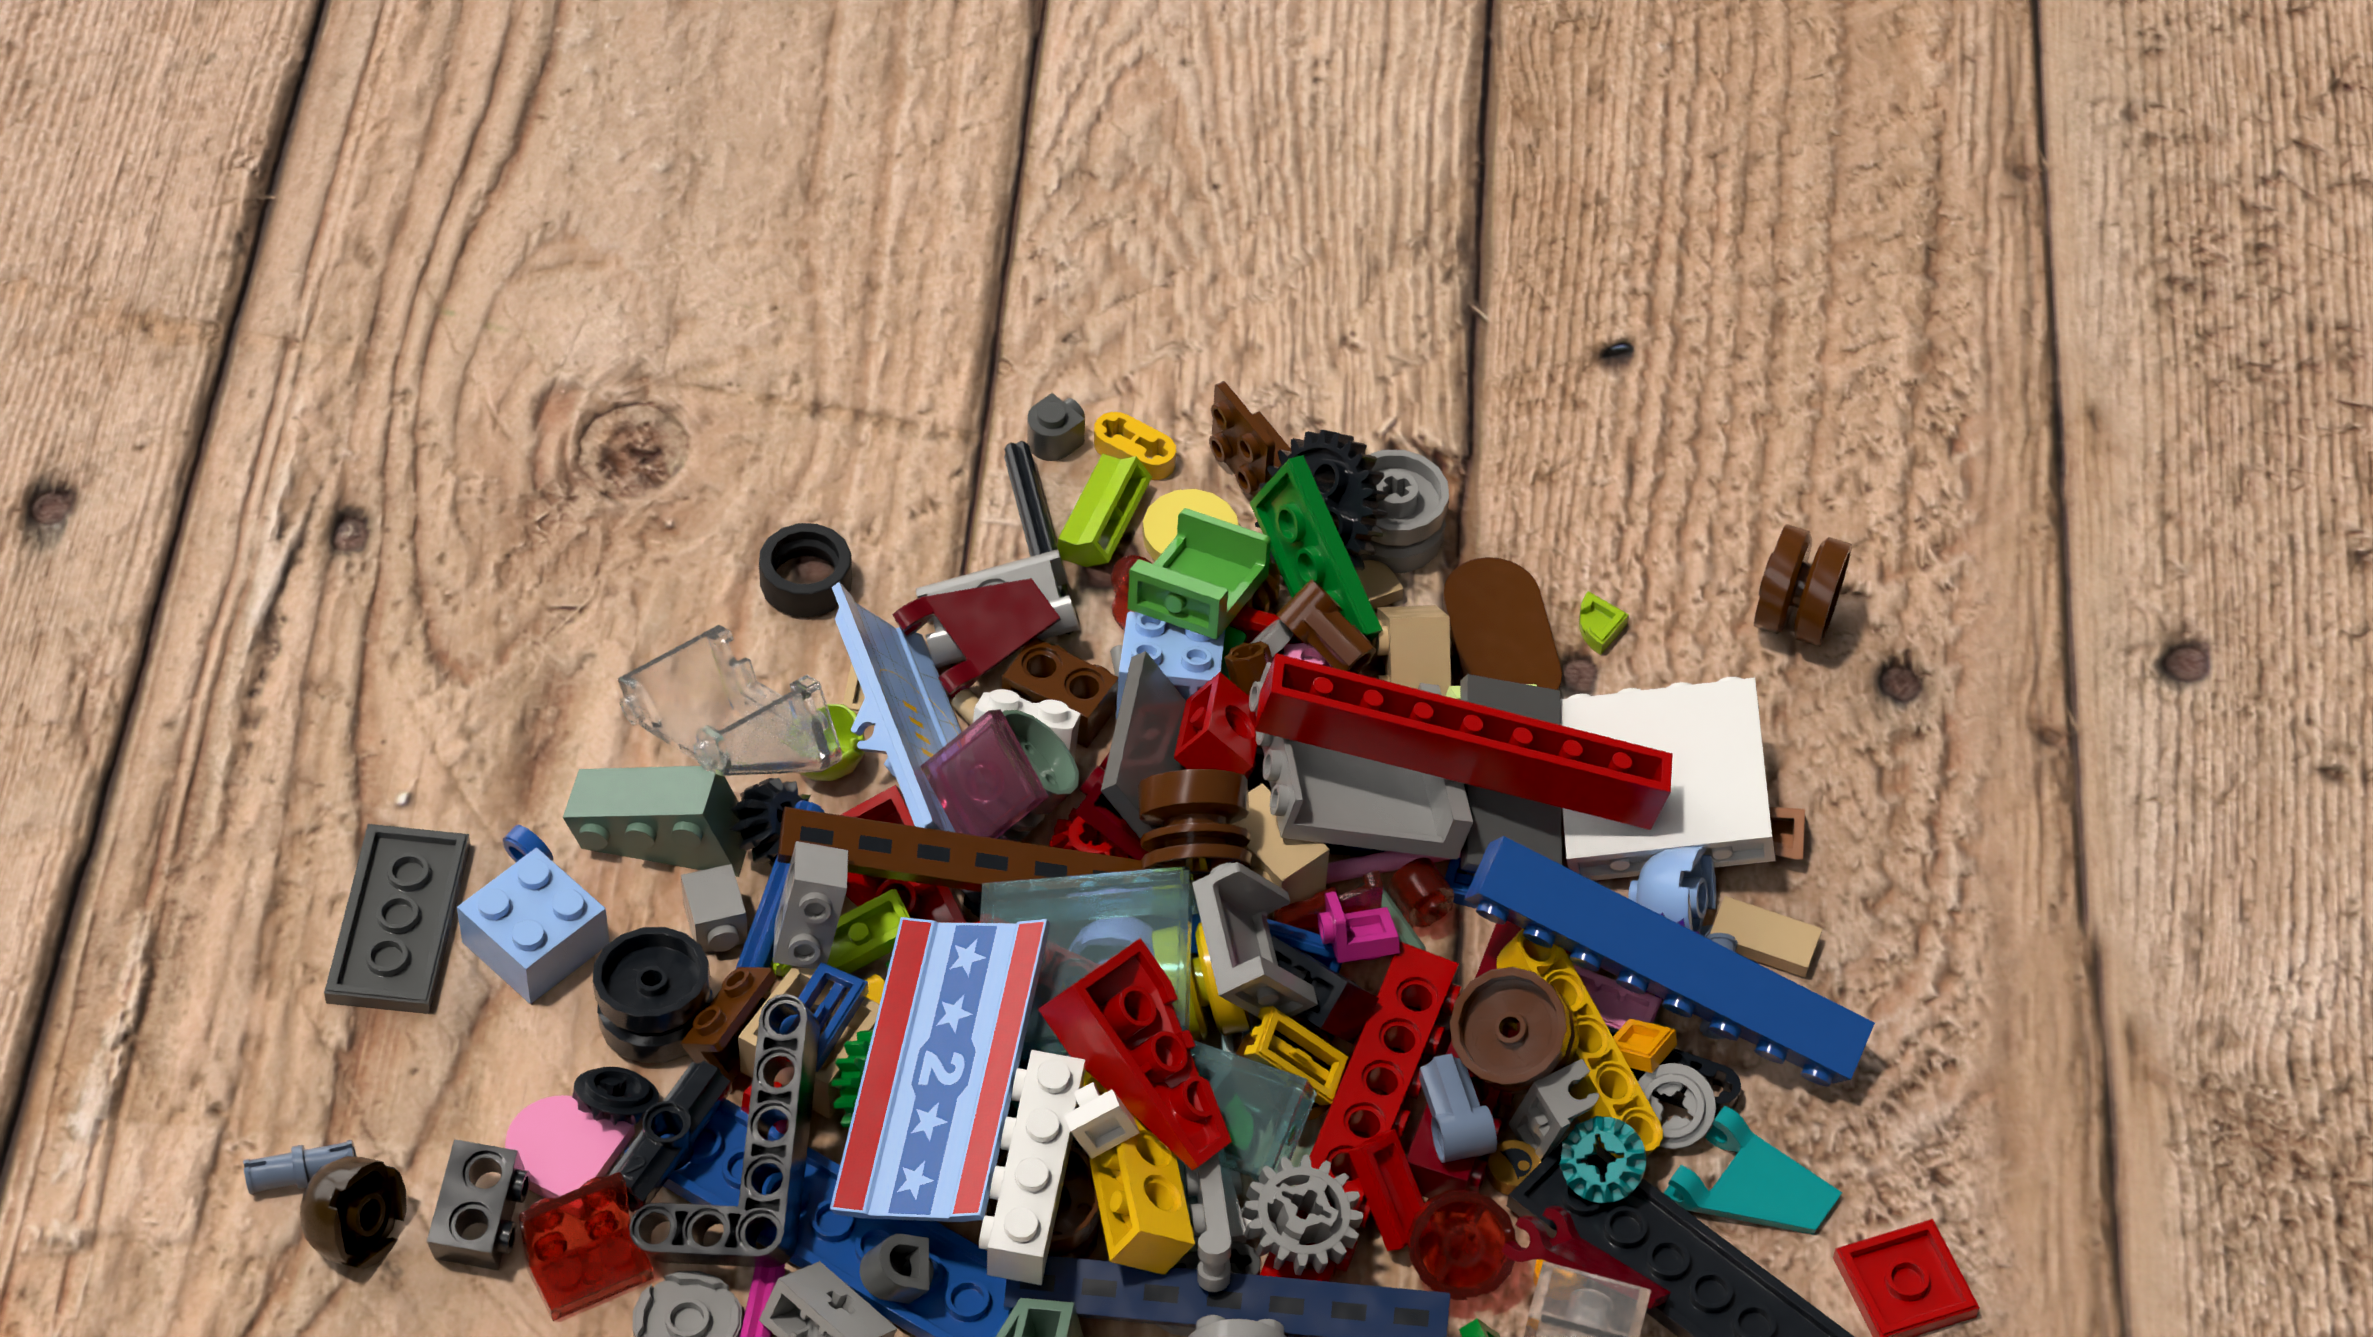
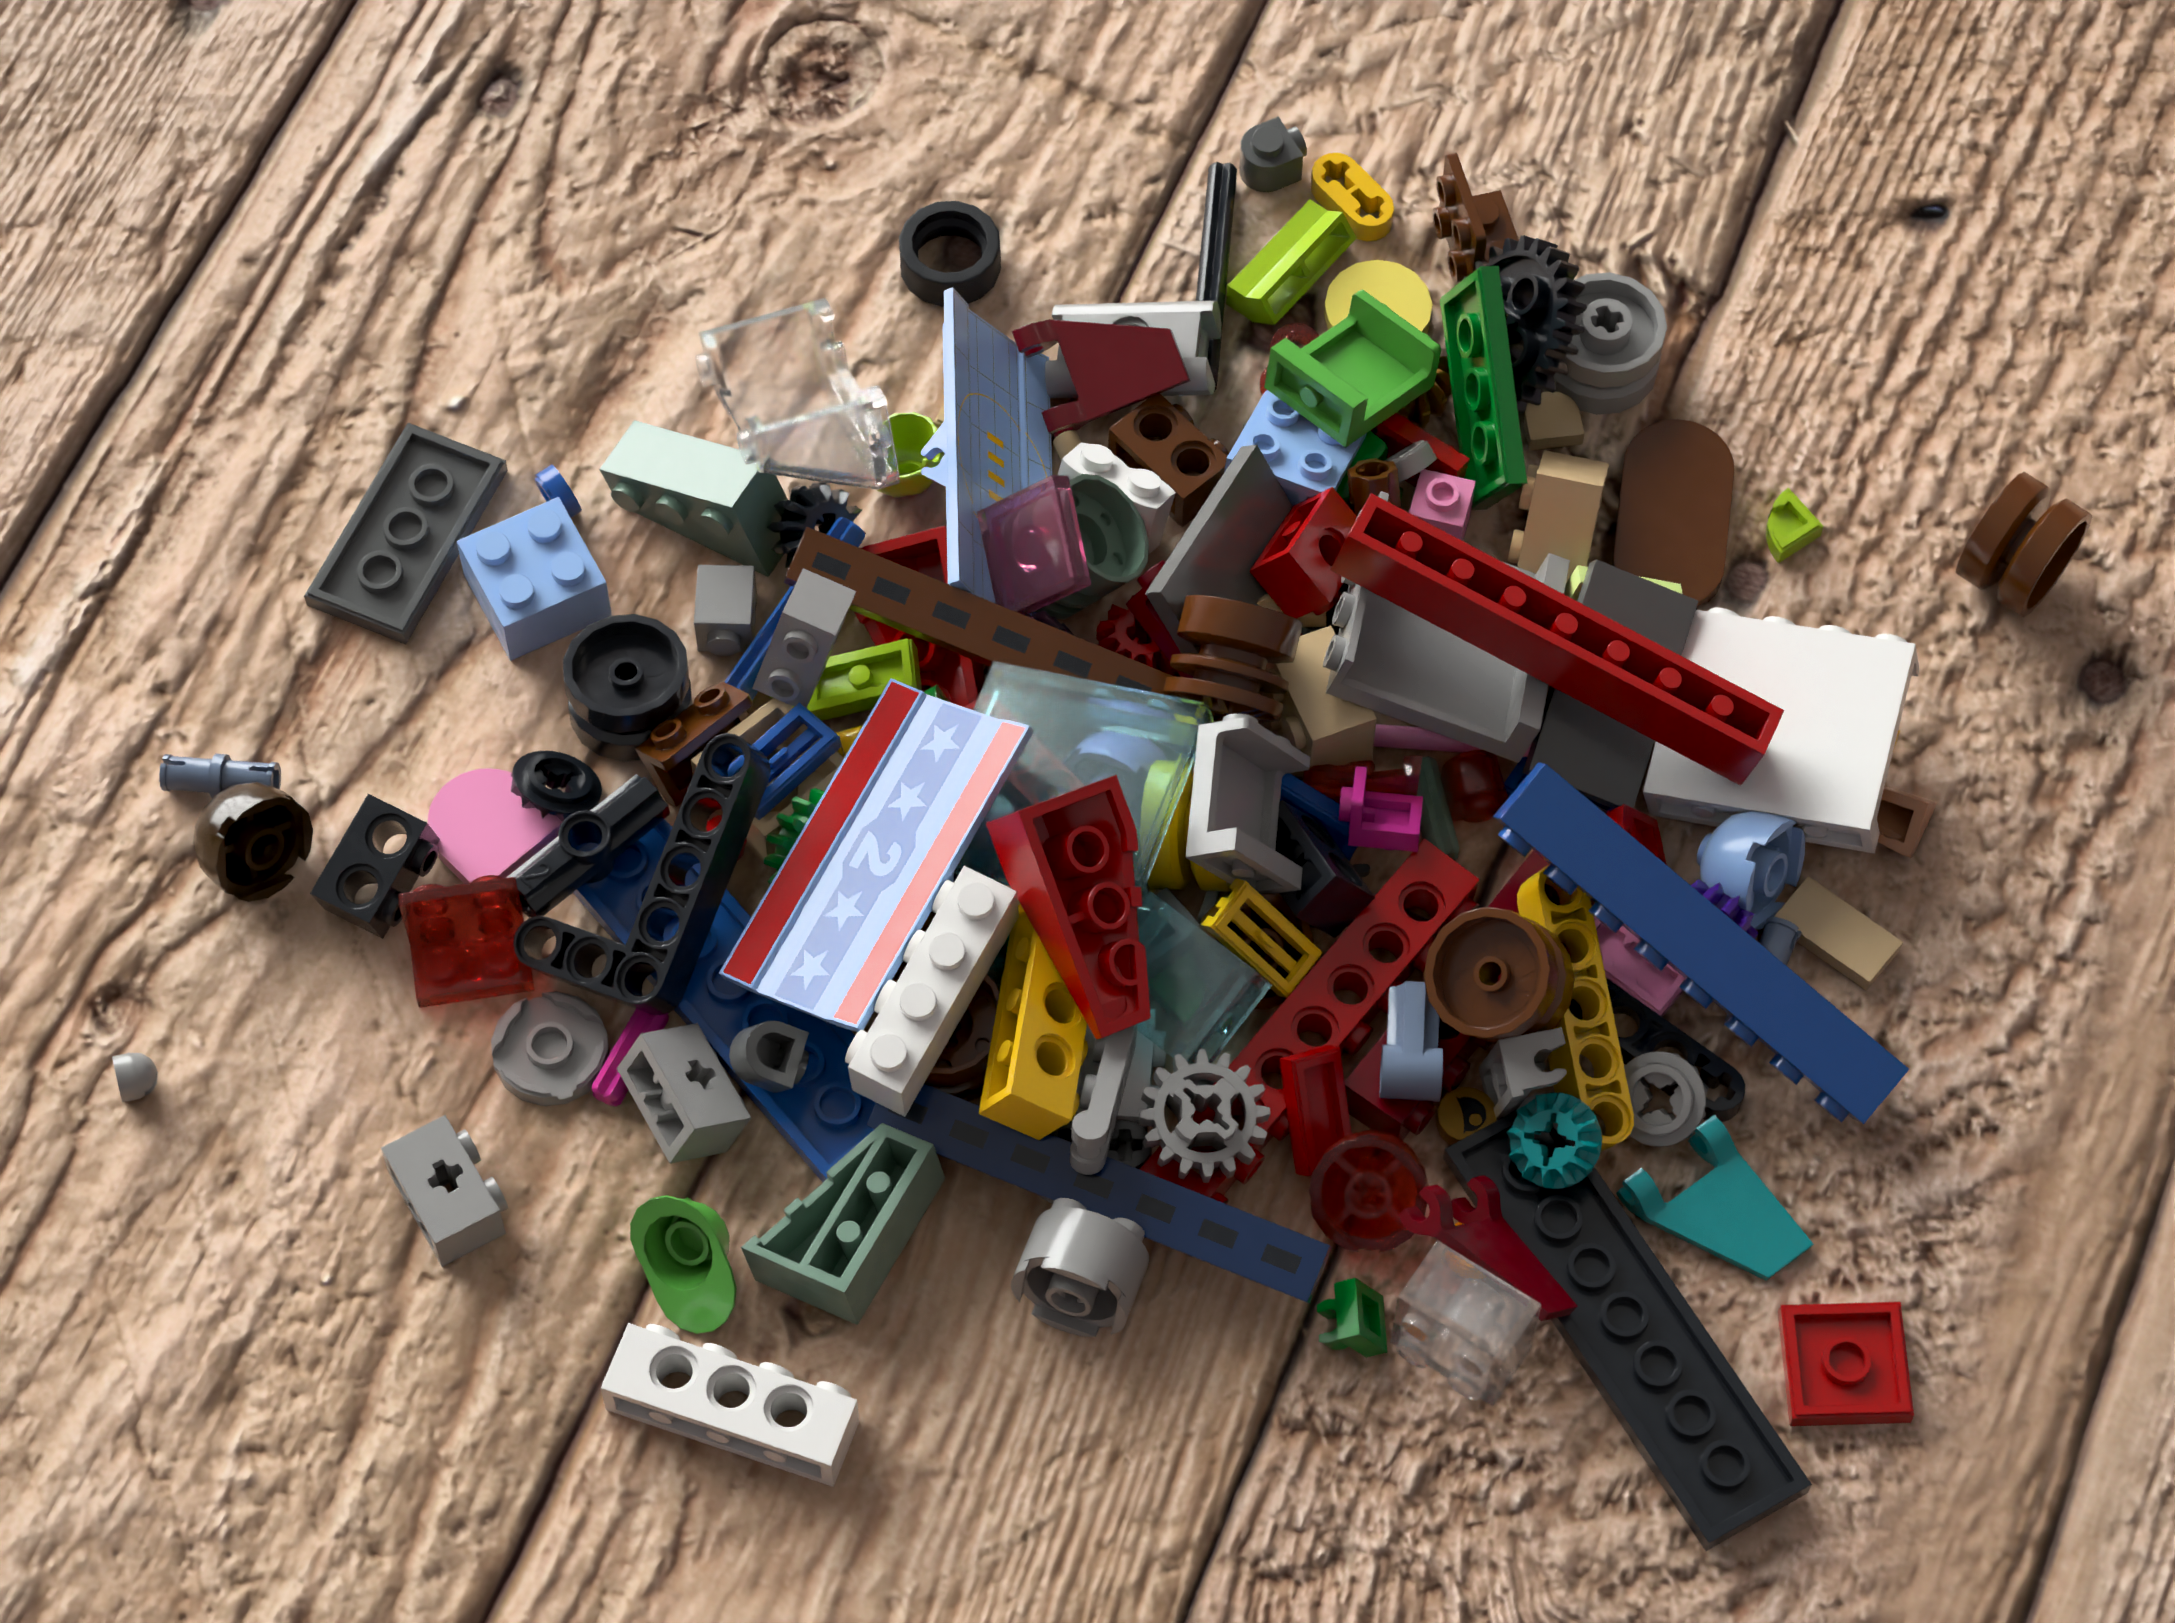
camera: 20 degrees right, 10 degrees up
(1100, 1120) = (1008, 962): white tile -> none
(1319, 622) = (1459, 454): reddish brown piece -> none
(1645, 1044) = (1648, 1023): light orange tile -> none

